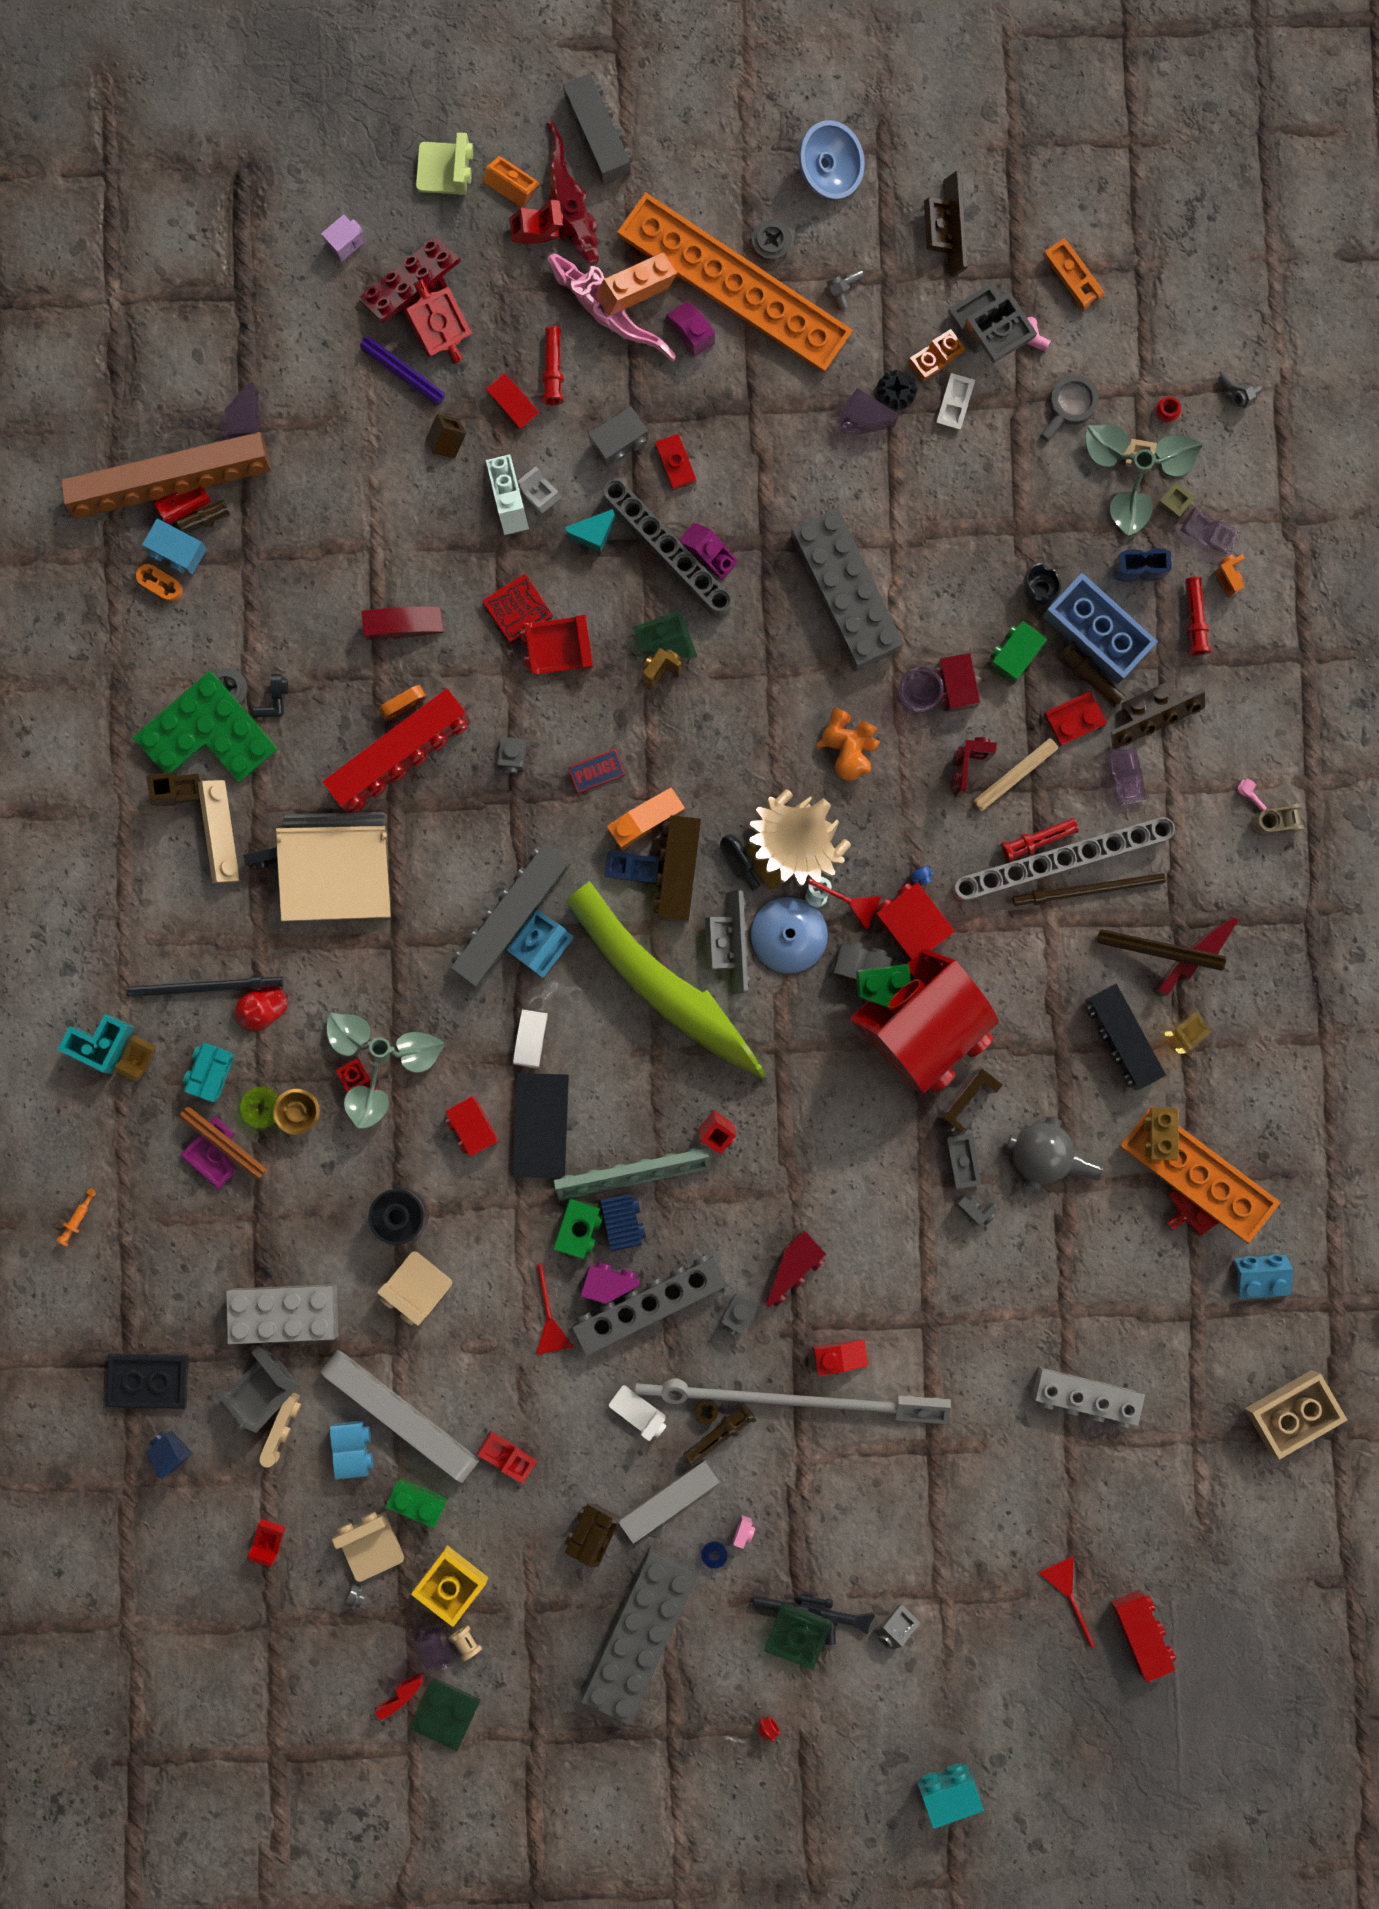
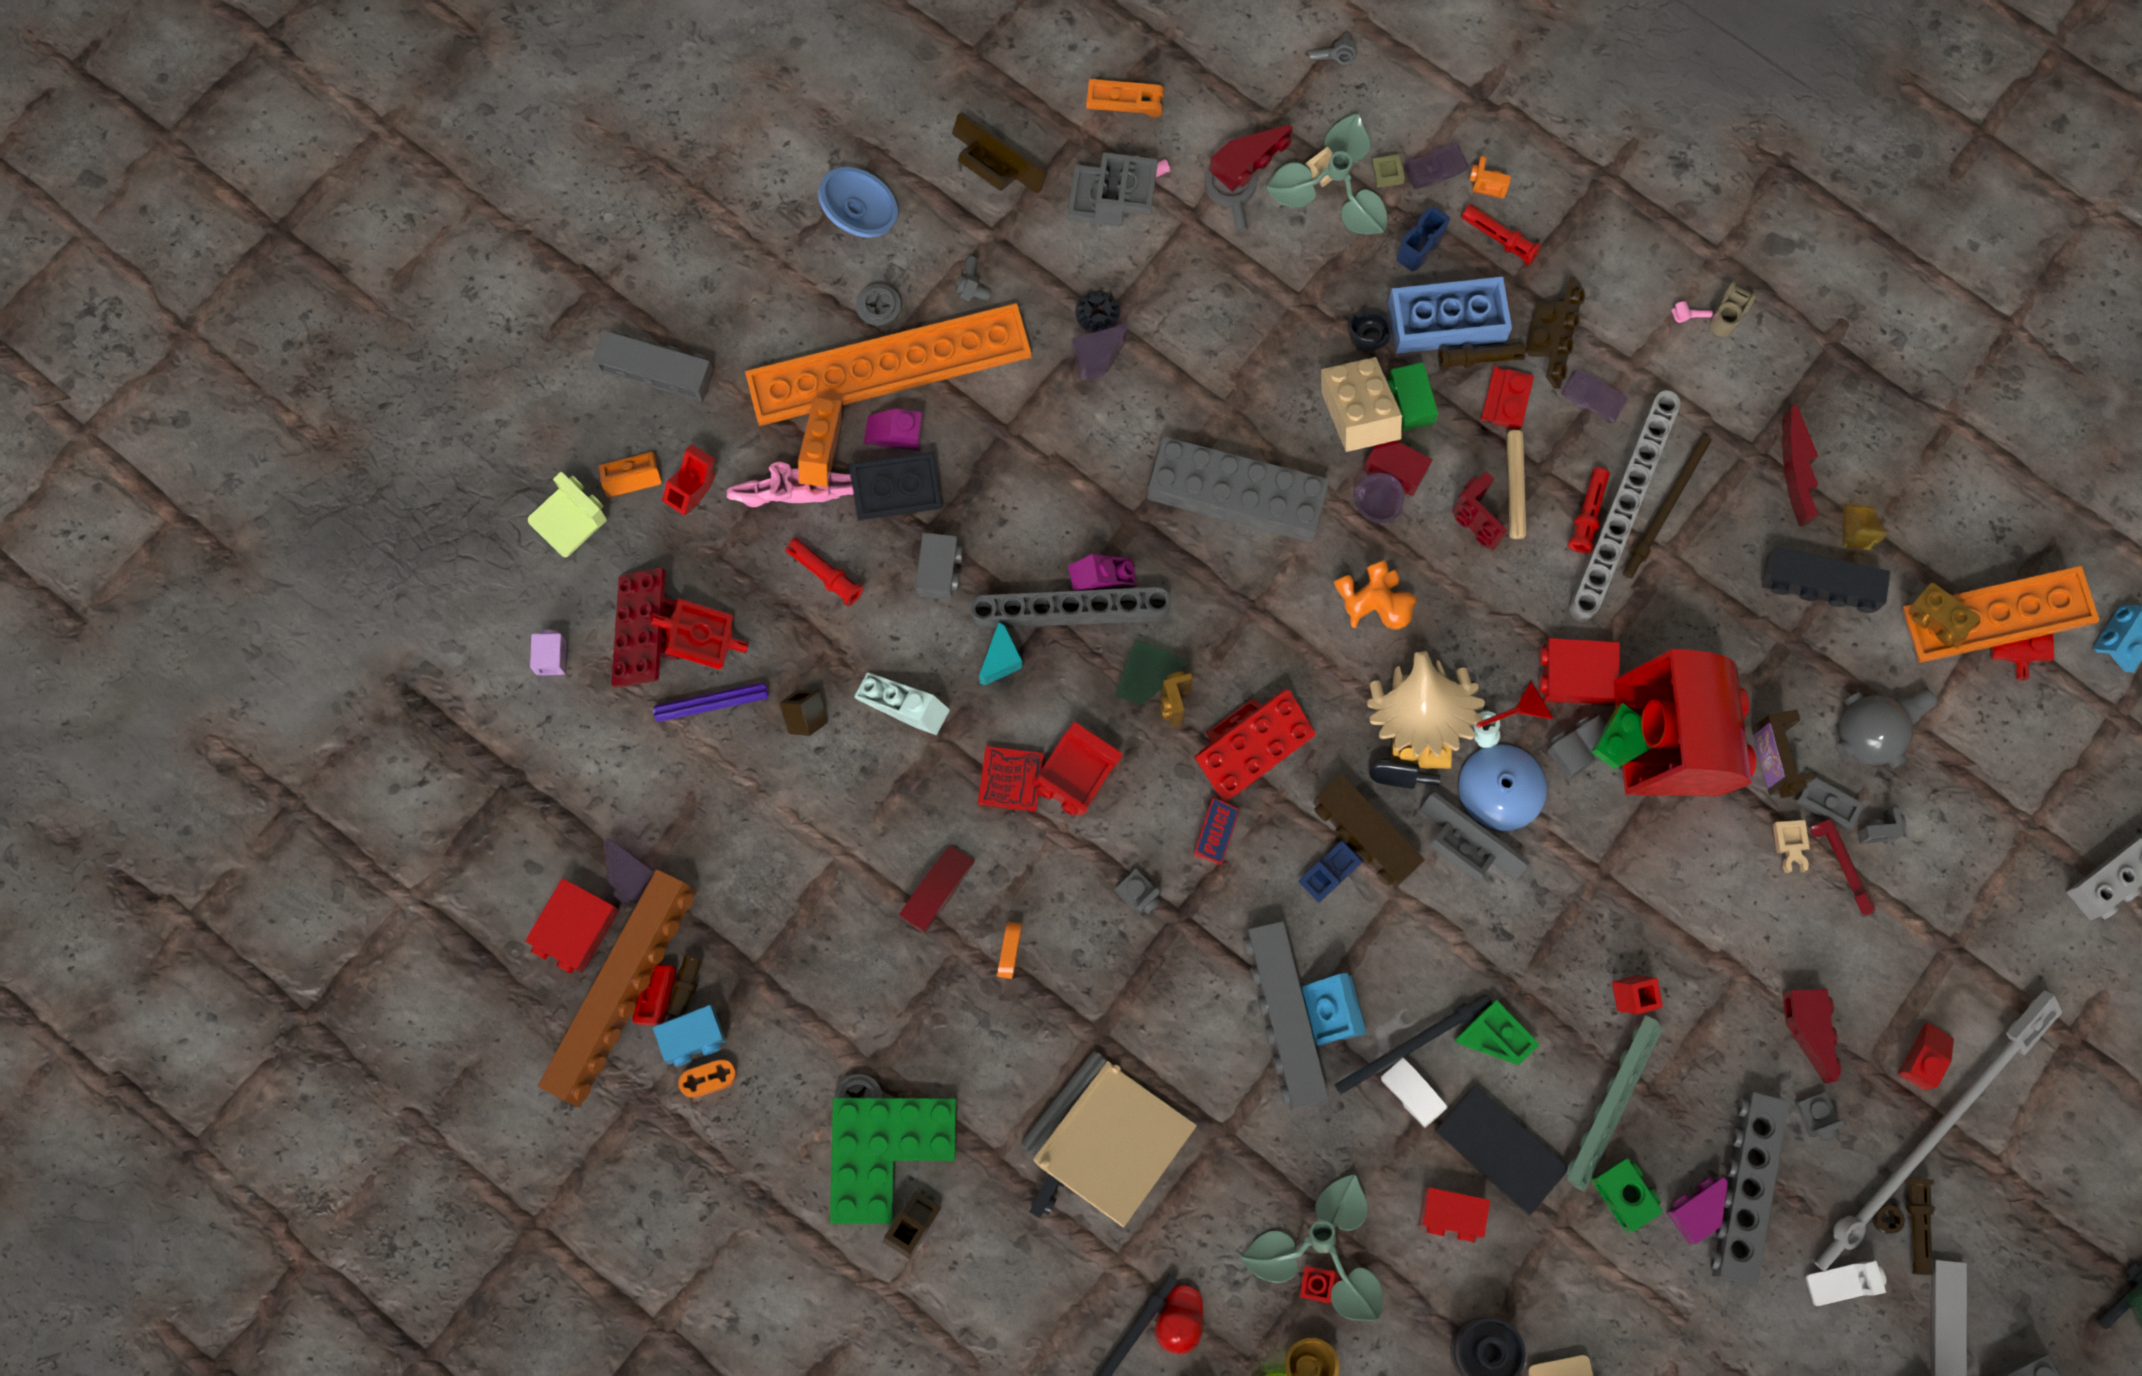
camera: 45 degrees left, 10 degrees down
(180, 412) = (571, 927): none -> red brick
(218, 831) = (985, 1218): tan plate -> none
(278, 688) = (900, 1050): black plate -> none
(397, 751) = (1053, 989): red brick -> none
(512, 400) = (822, 630): red slope -> none
(538, 490) = (924, 673): light grey bracket -> none
(552, 1335) = (1708, 1304): red piece -> none
(576, 219) = (682, 433): dark red animal -> none
(609, 1029) = (1462, 1014): none -> black bar
(615, 1064) = (1498, 1035): none -> green wing
(622, 1221) = (1652, 1149): dark blue brick -> none
(644, 818) = (1296, 825): orange slope -> none
(651, 361) = (895, 486): none -> black tile
(674, 999) = (1485, 932): lime slope -> none
(675, 461) = (999, 539): red plate -> none
(676, 745) = (1252, 743): none -> red bracket
(714, 1546) = (2022, 1324): clear blue plate -> none
(743, 1532) = (2031, 1279): bright pink plate -> none
(912, 1235) = (1861, 896): none -> dark red hinge
(915, 1154) = (1792, 839): none -> tan plate
(922, 875) = (1542, 632): blue plate -> none
(936, 355) = (1096, 257): orange slope -> none
(955, 401) = (1149, 274): white slope -> none
(978, 621) = (1361, 404): none -> tan brick
(1097, 392) = (1245, 155): none -> dark red slope
(1162, 949) = (1773, 487): dark brown axle -> none
(1172, 403) = (1307, 110): red plate -> none

